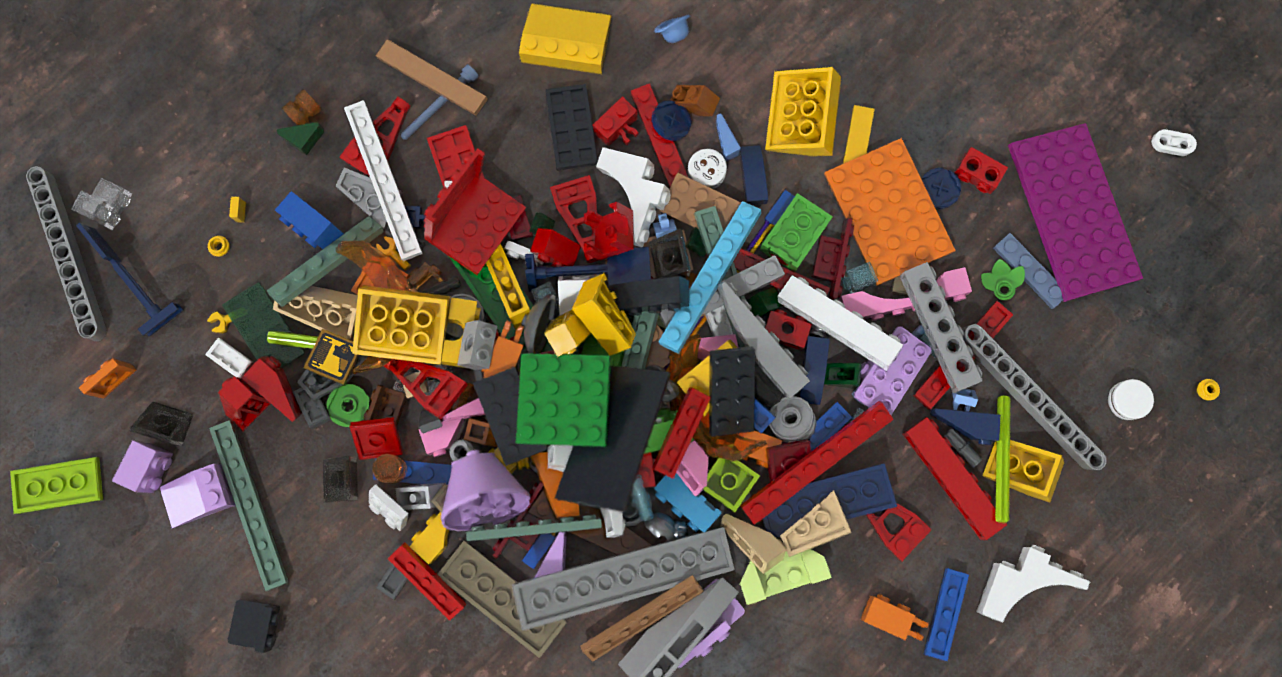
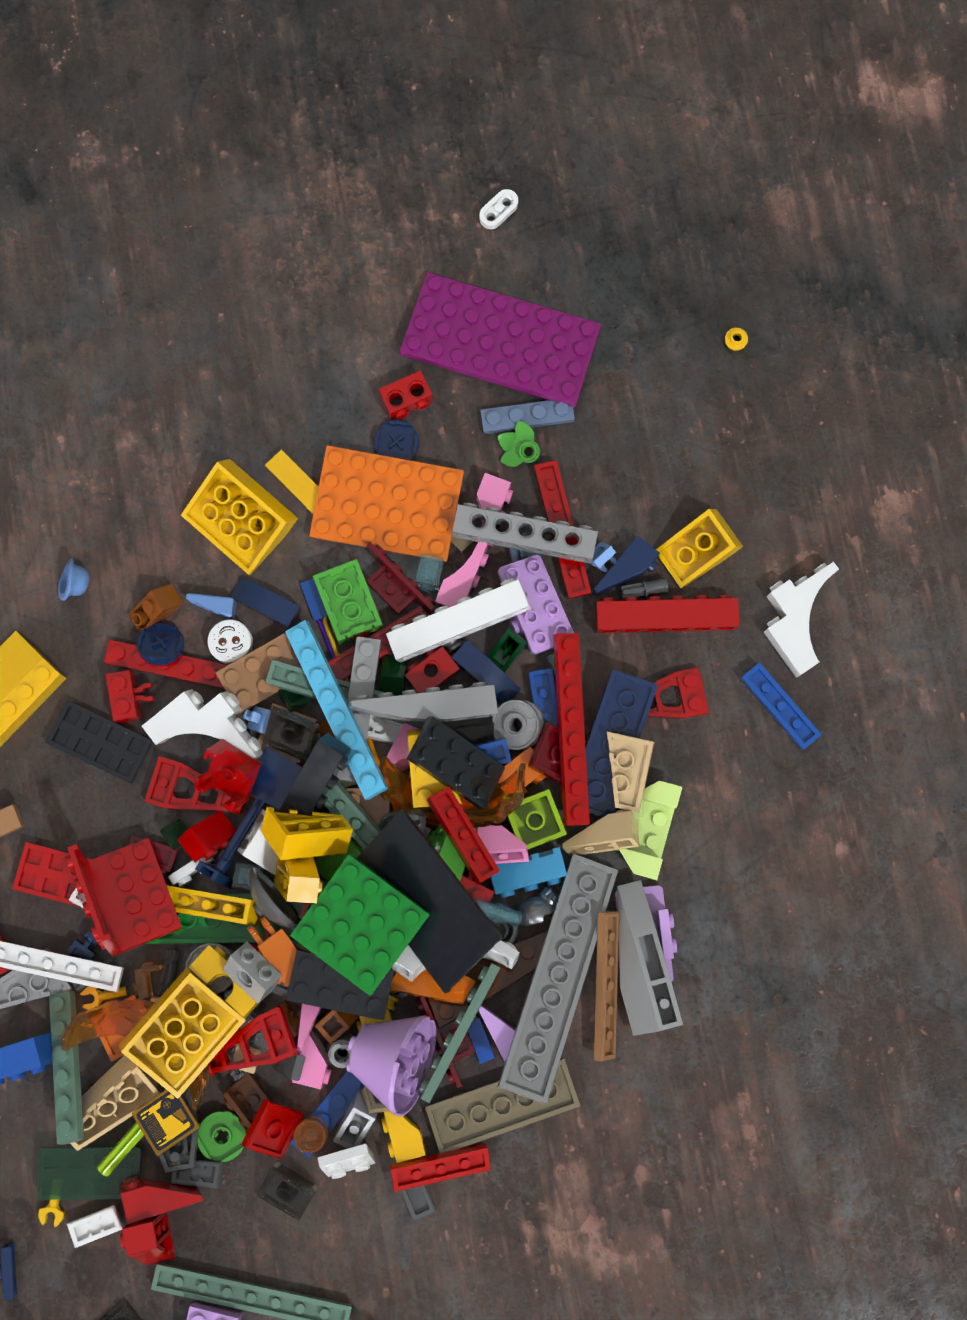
camera: 60 degrees left, 0 degrees up
(891, 618) = (753, 758): orange hinge -> none
(1003, 460) = (679, 561): lime axle -> none
(1040, 402) = (649, 490): light grey beam -> none
(1130, 399) = (700, 411): white head -> none

